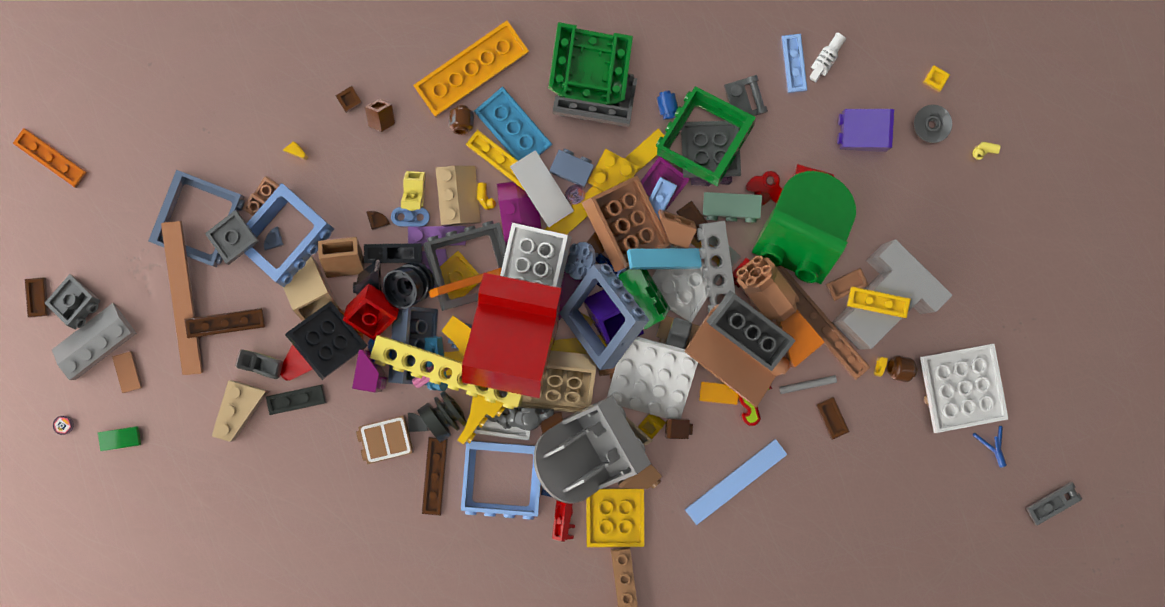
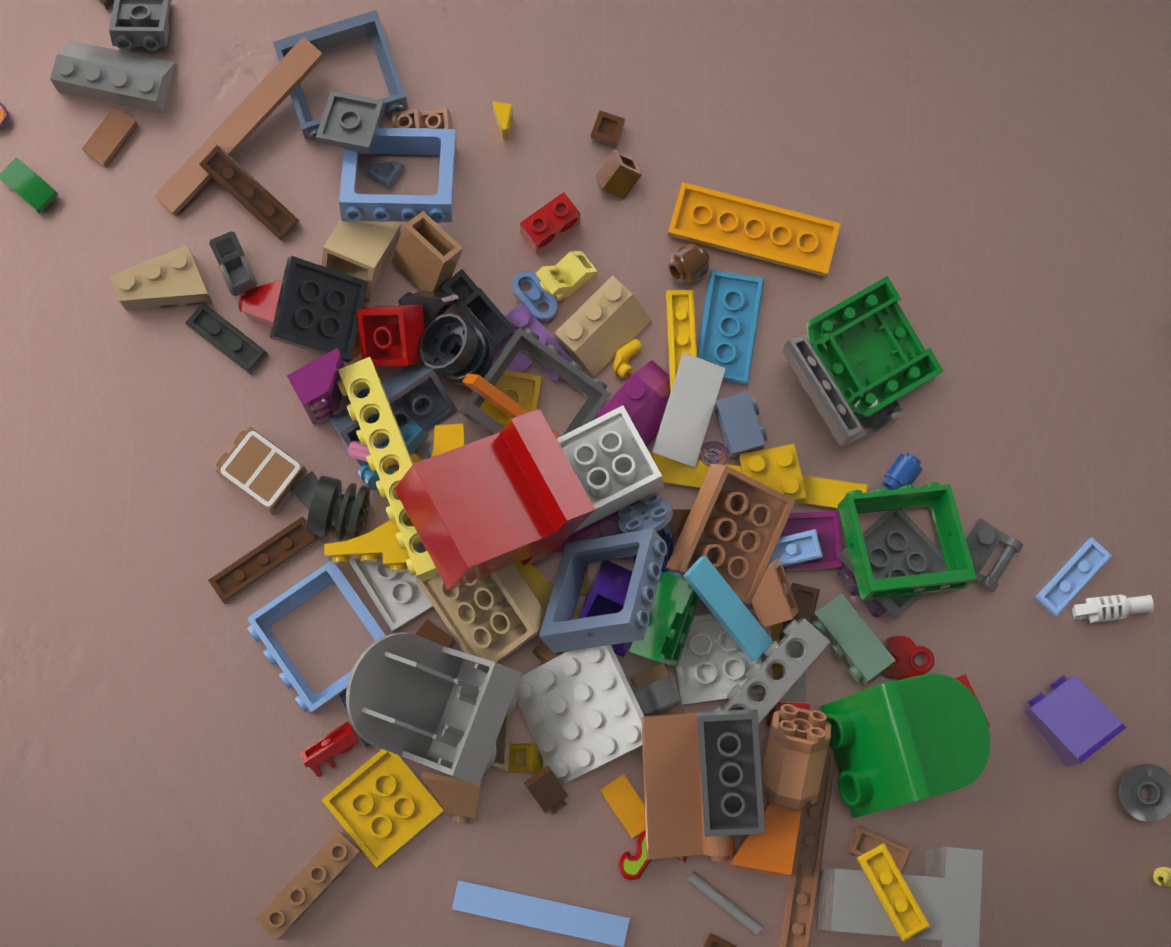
camera: 50 degrees right, 10 degrees down
(376, 175) = (550, 223): none -> red brick
(377, 220) = (501, 264): reddish brown tile -> none
(526, 419) = (412, 604): dark grey animal -> none

